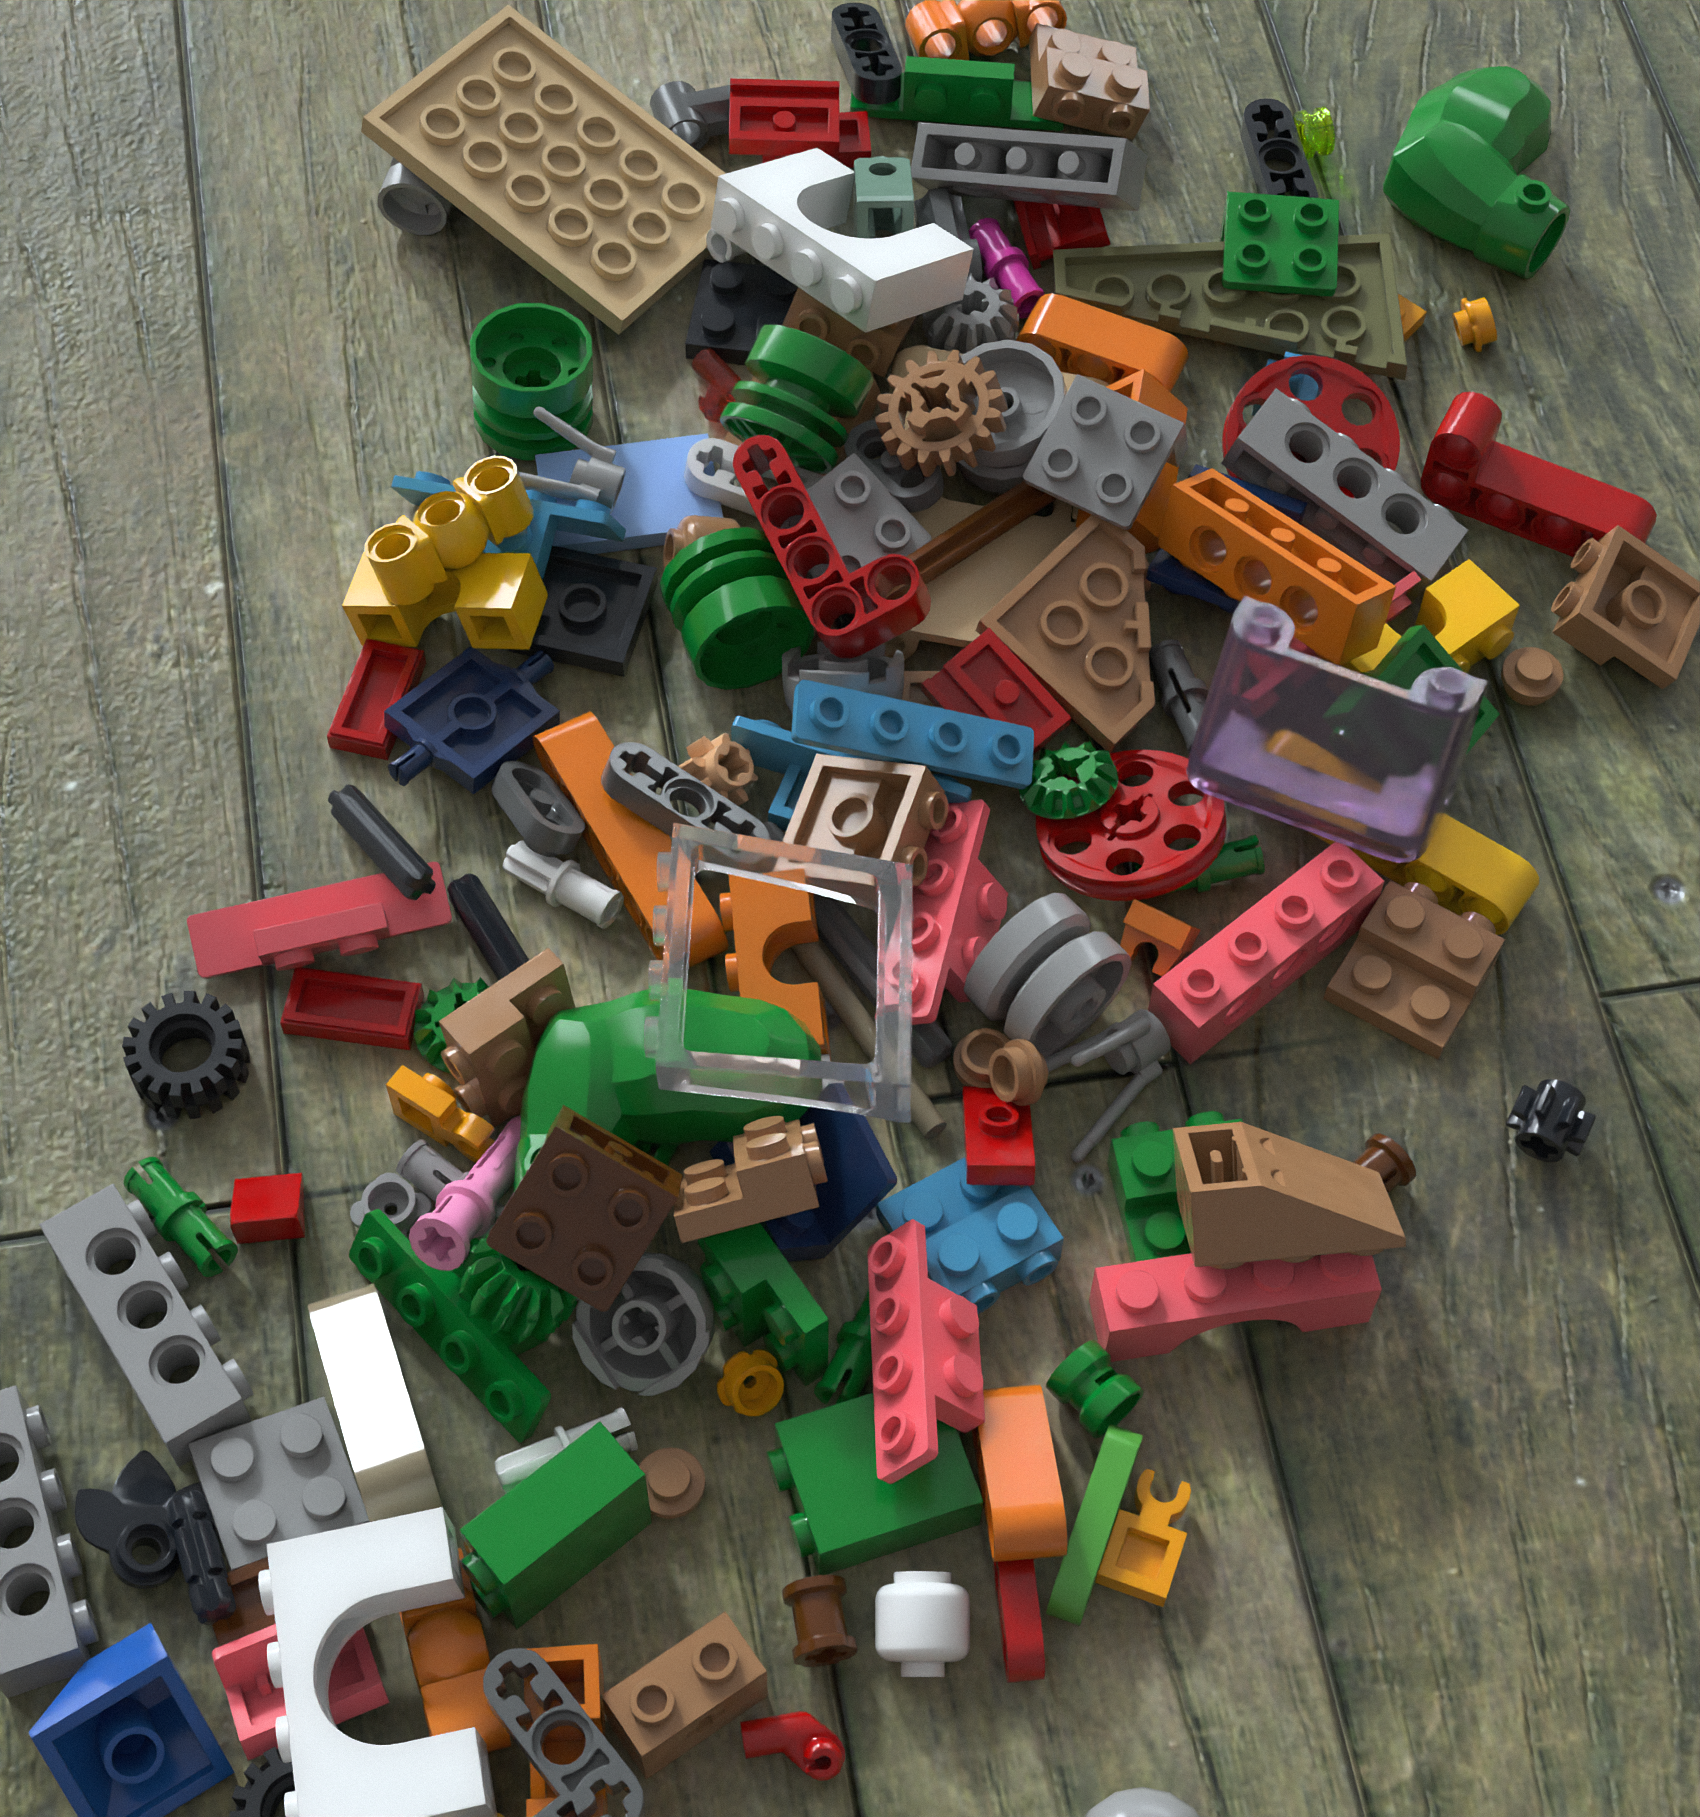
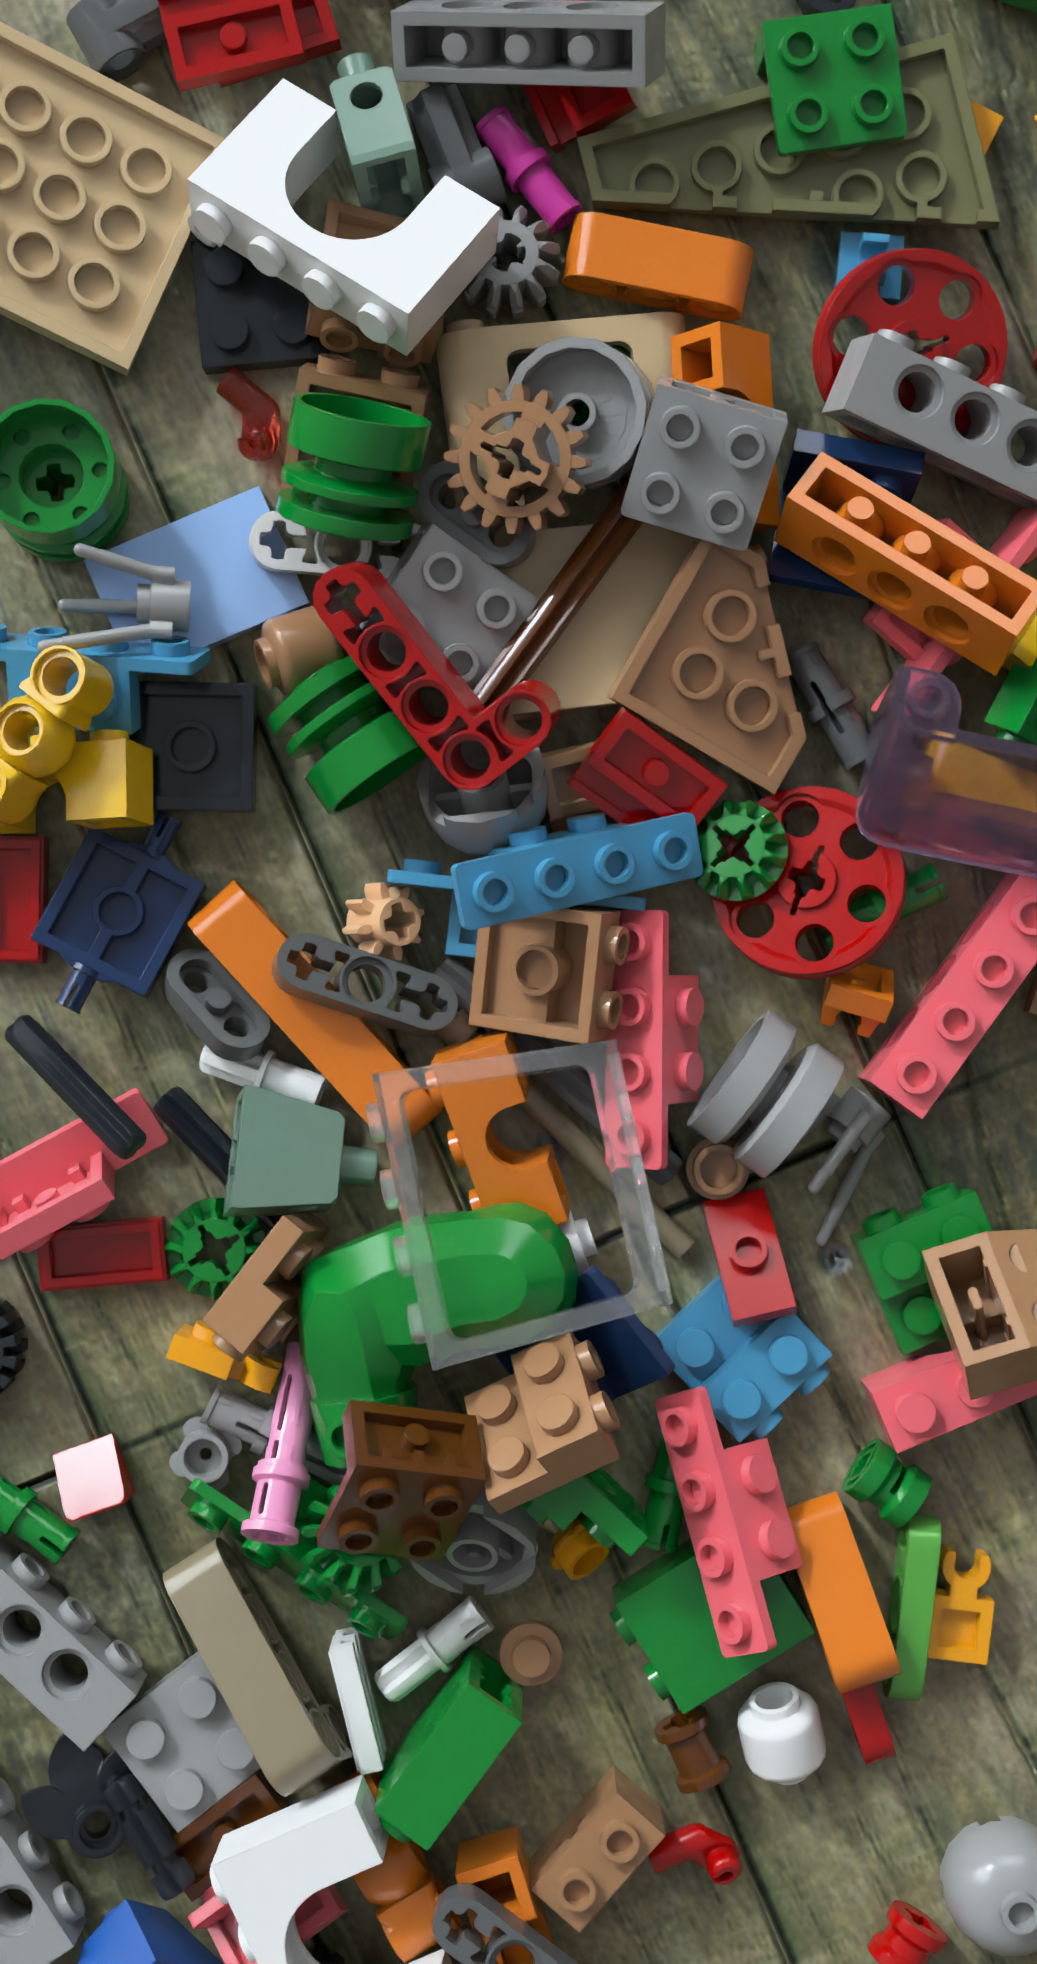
camera: 15 degrees left, 30 degrees up
(470, 1464) = (357, 1701): none -> white tile
(578, 928) = (289, 1156): none -> sand green torso
(1018, 1072) = (758, 1201): medium nougat plate -> none

